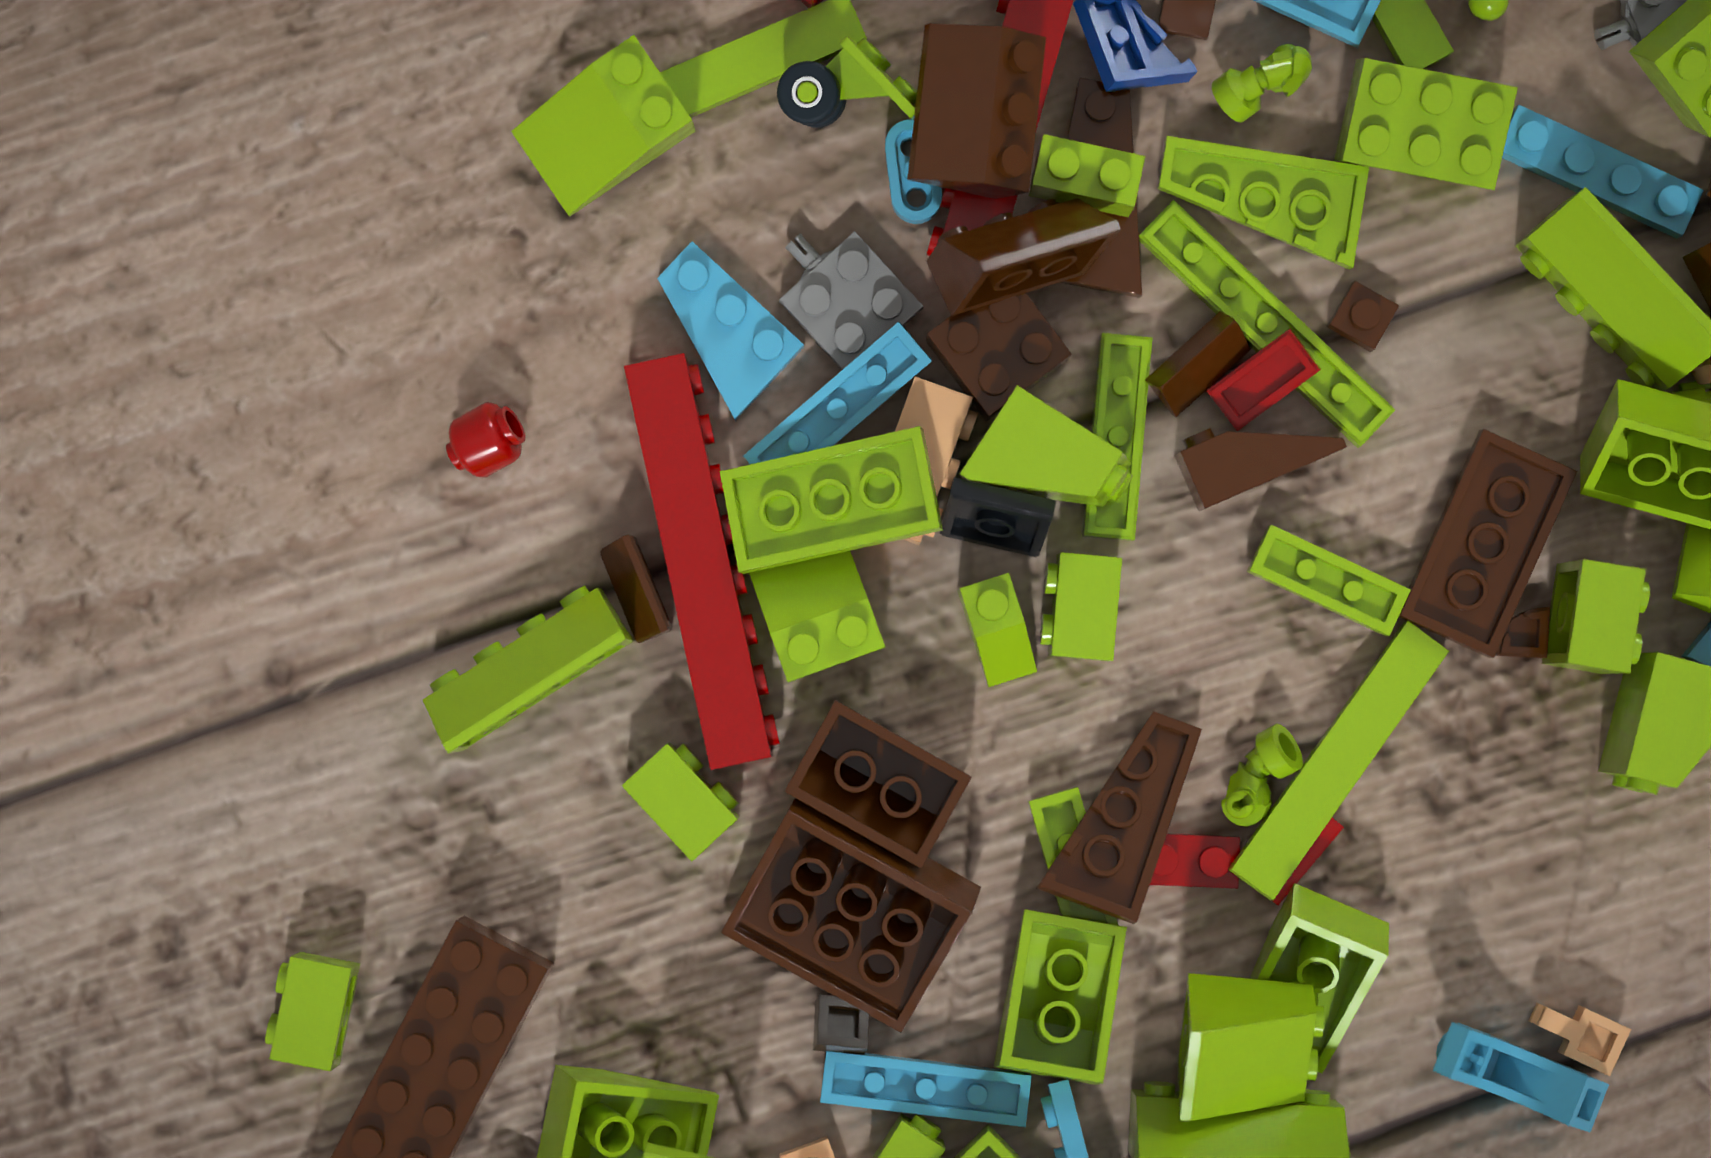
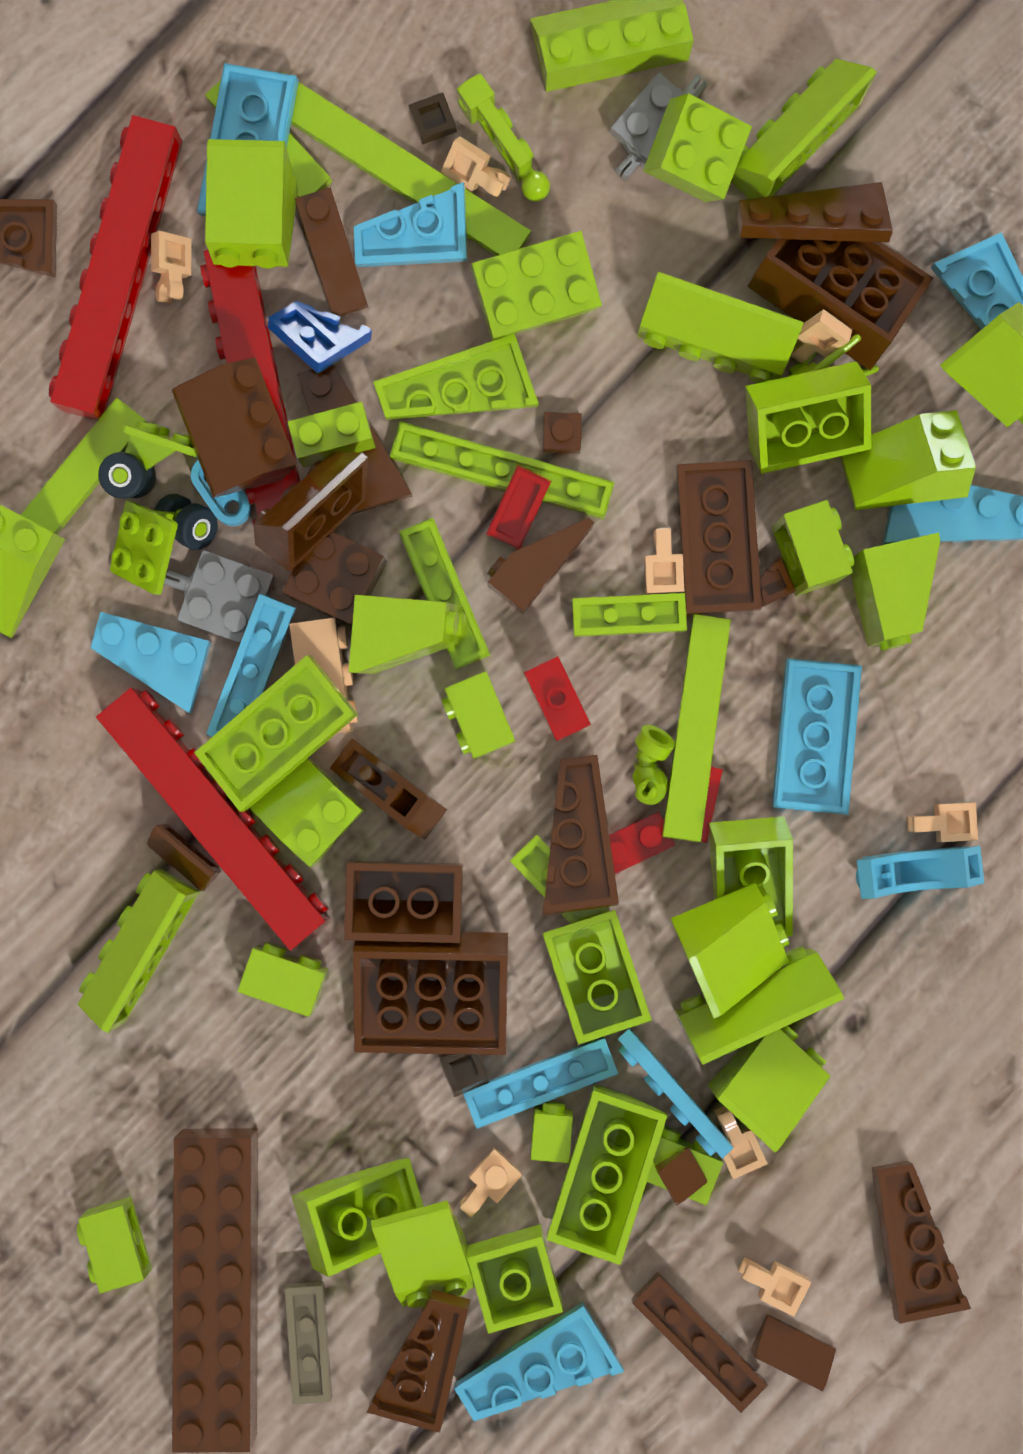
camera: 30 degrees left, 0 degrees up
(485, 439) = (32, 812): red head -> none
(799, 183) = (148, 538): none -> lime plate
(927, 637) = (388, 789): none -> reddish brown slope
(997, 517) = (390, 687): black tile -> none
(998, 629) = (431, 759): lime slope -> none
(1189, 636) = (556, 698): none -> red brick
(1199, 363) = (471, 518): reddish brown slope -> none
(1282, 71) = (424, 302): lime arm -> none
(1399, 548) = (663, 570): none -> light nougat plate
(1478, 847) = (816, 736): none -> medium azure tile
(1606, 172) = (675, 257): medium azure plate -> none

